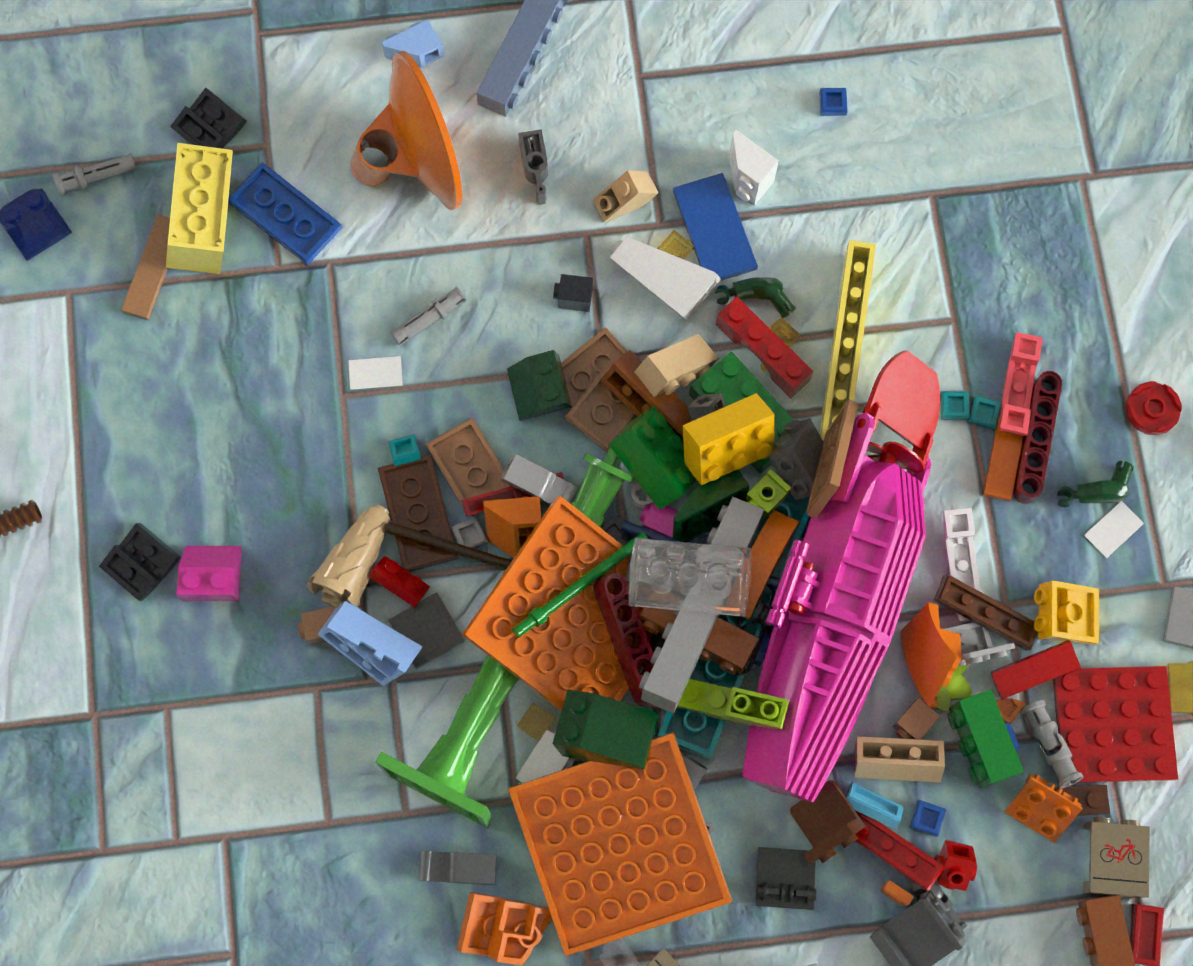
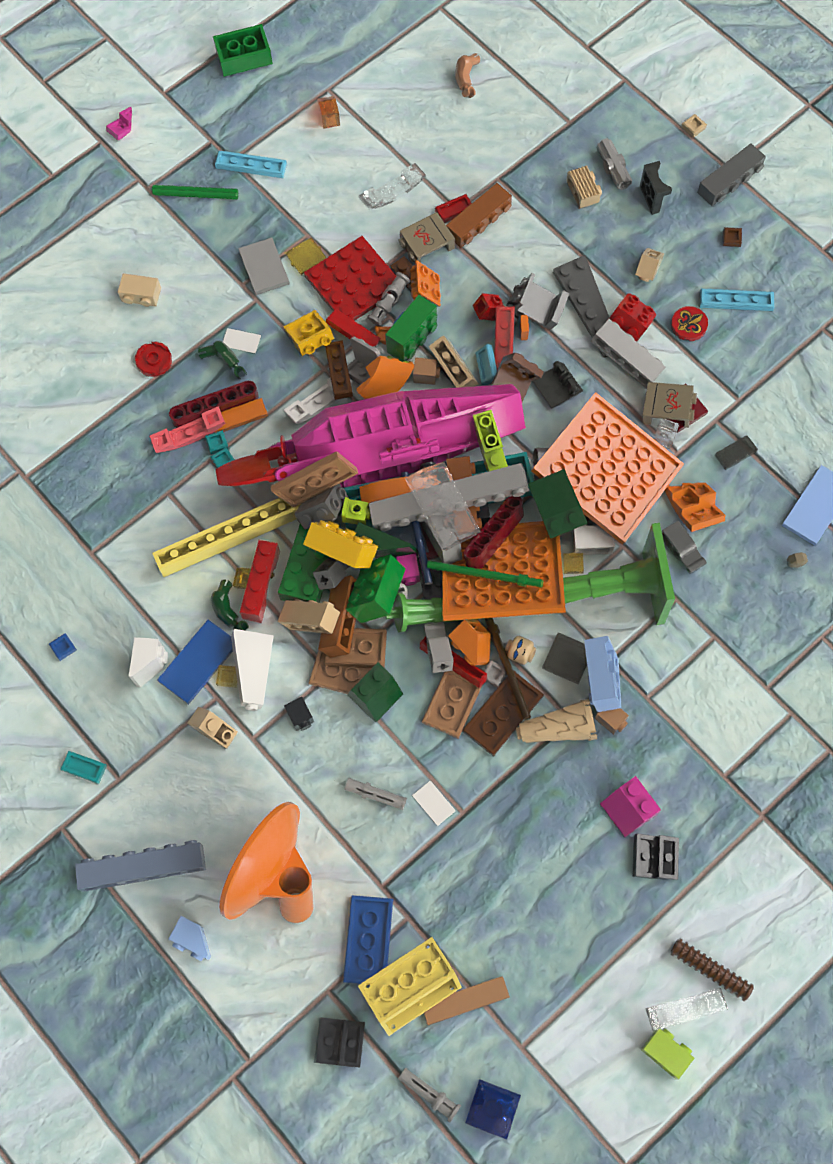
camera: 120 degrees left, 5 degrees down
(399, 581) = (552, 690): red plate -> none
(404, 450) = (471, 746): teal tile -> none
(472, 579) = (520, 650): none -> tan head
(532, 159) = (218, 806): dark grey piece -> none
(676, 48) = (83, 767): none -> teal tile
(927, 818) = (472, 338): blue tile -> none

